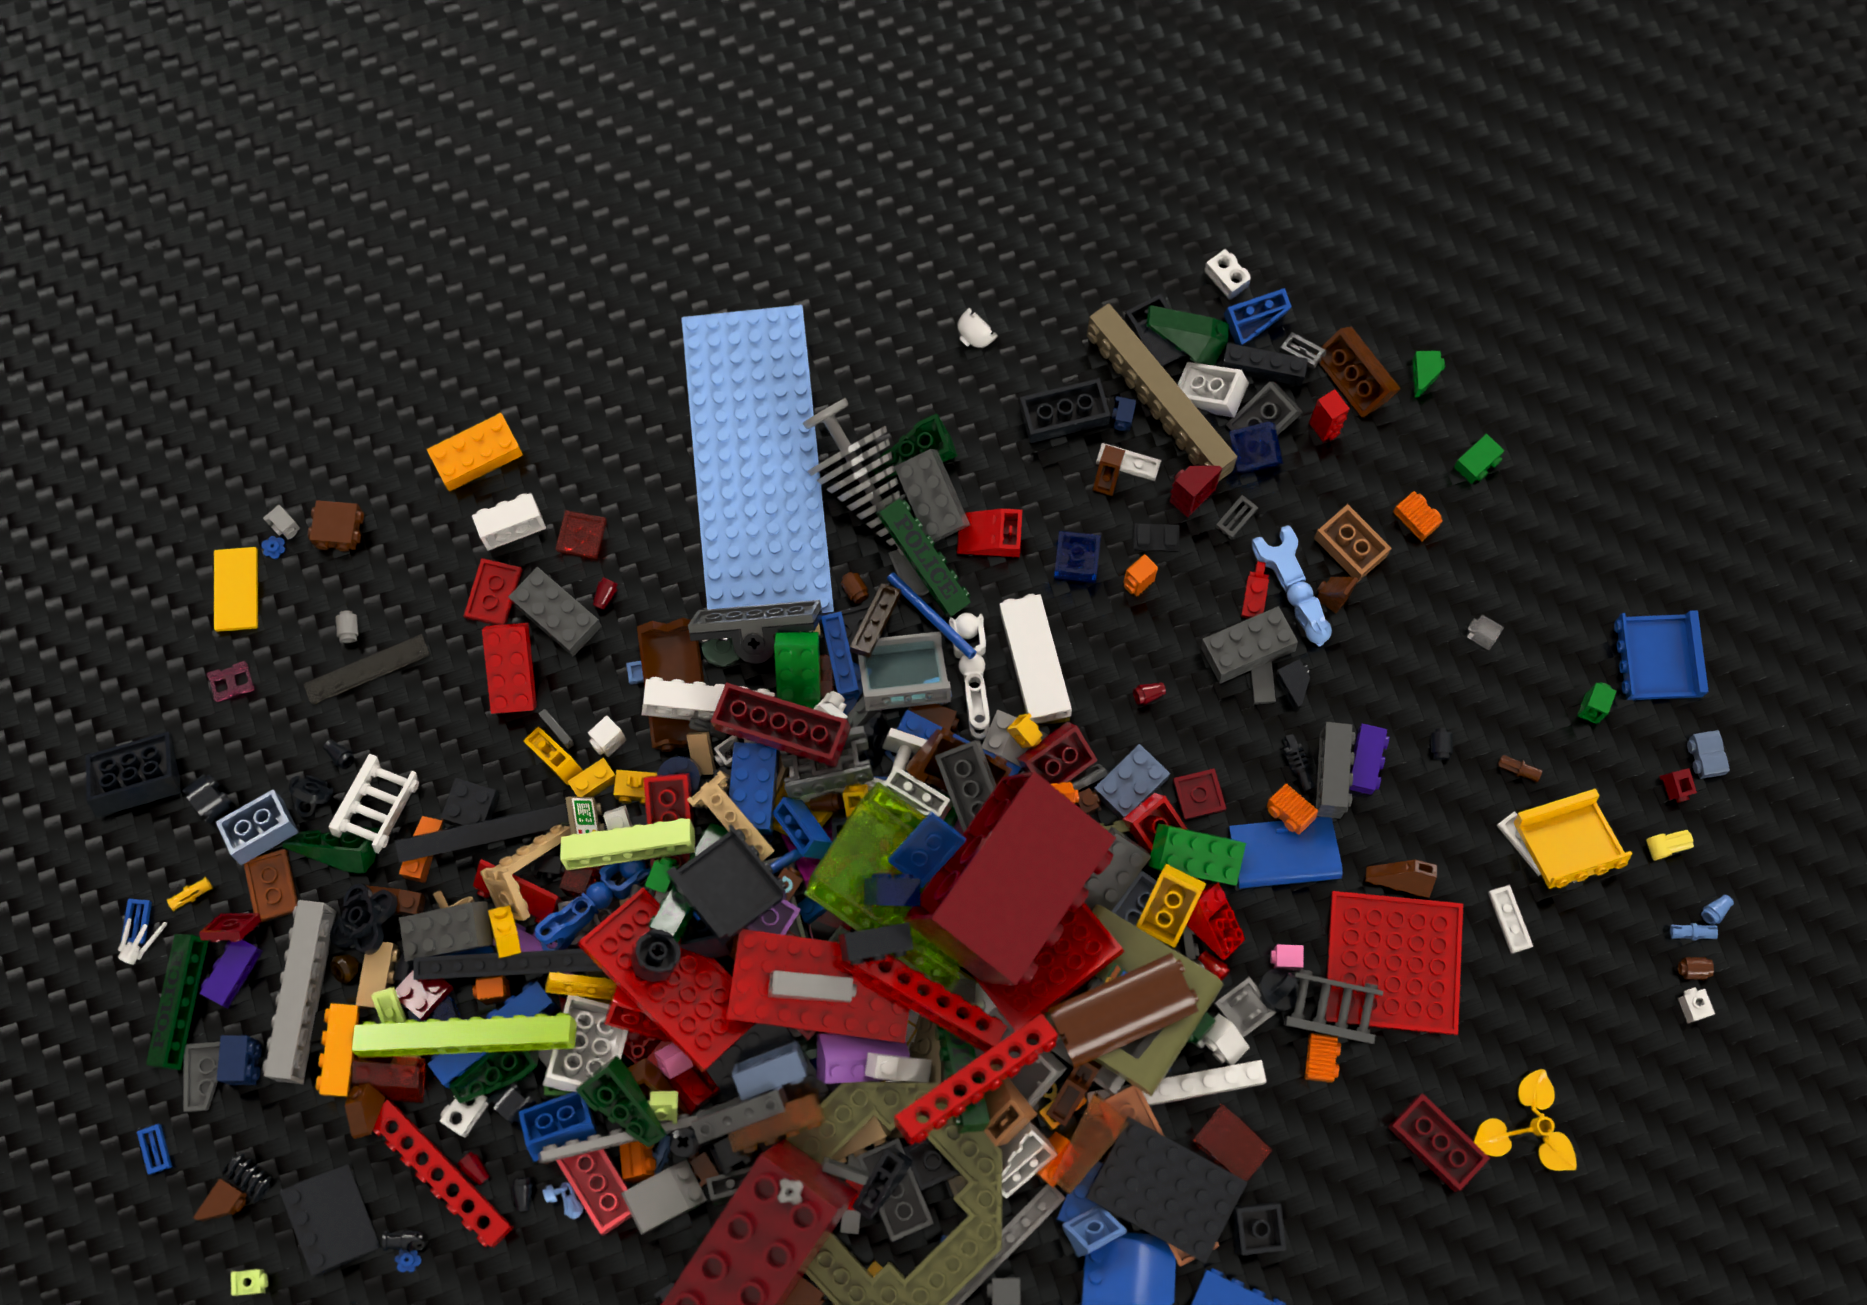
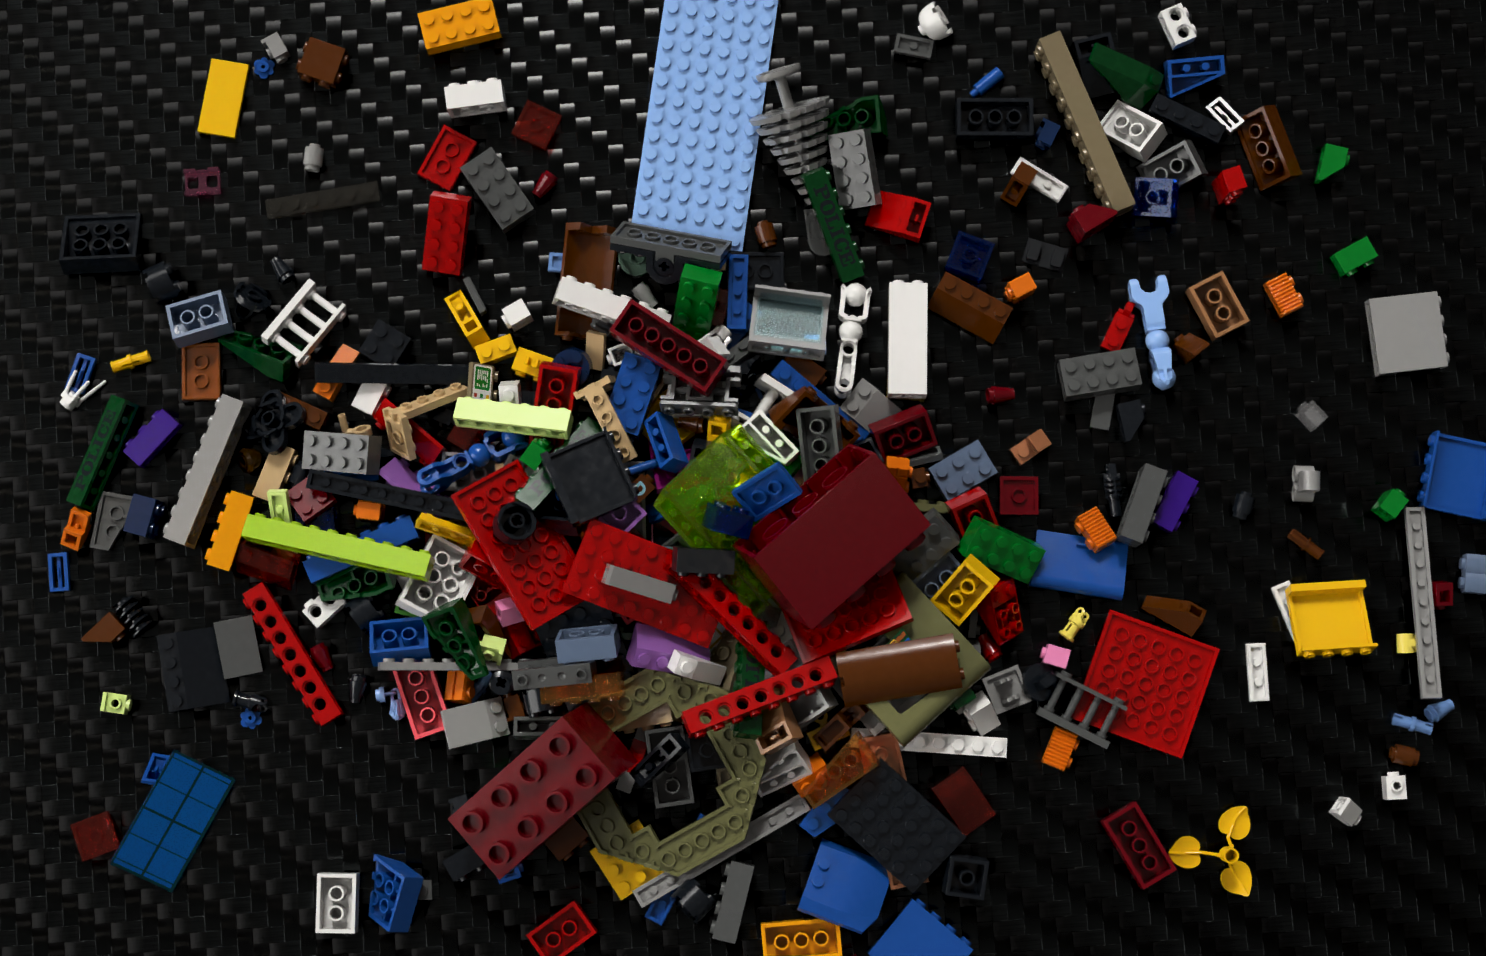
camera: 15 degrees right, 10 degrees up
(165, 1094) = (77, 529): none -> orange brick
(230, 927) = (159, 400): dark red plate -> none
(363, 1109) = (240, 585): reddish brown slope -> none
(376, 1182) = (238, 647): none -> dark grey tile
(464, 865) = (370, 397): none -> white piece
(504, 931) = (391, 467): yellow brick -> none
(738, 678) = (644, 293): none -> light grey cone
(795, 1186) = (585, 751): light grey plate -> none
(844, 1171) = (630, 741): dark grey tile -> none
(875, 620) = (776, 270): dark brown plate -> none
(932, 616) = (826, 277): blue piece -> none
(960, 359) = (913, 46): none -> dark grey plate
(1025, 731) = (881, 403): yellow brick -> none
(1047, 376) = (987, 82): none -> blue cylinder
(1092, 609) = (969, 307): none -> reddish brown slope
(1092, 1230) = (825, 843): medium blue slope -> none
(1197, 740) = (1030, 446): none -> nougat slope
(1226, 530) = (1108, 264): dark grey tile -> none
(1299, 916) = (1075, 623): none -> light yellow piece
(1501, 702) = (1305, 483): none -> light grey piece
(1557, 522) = (1406, 333): none -> light grey panel
(1653, 1045) = (1346, 811): none -> white slope
(1665, 799) = (1422, 603): none -> light grey plate

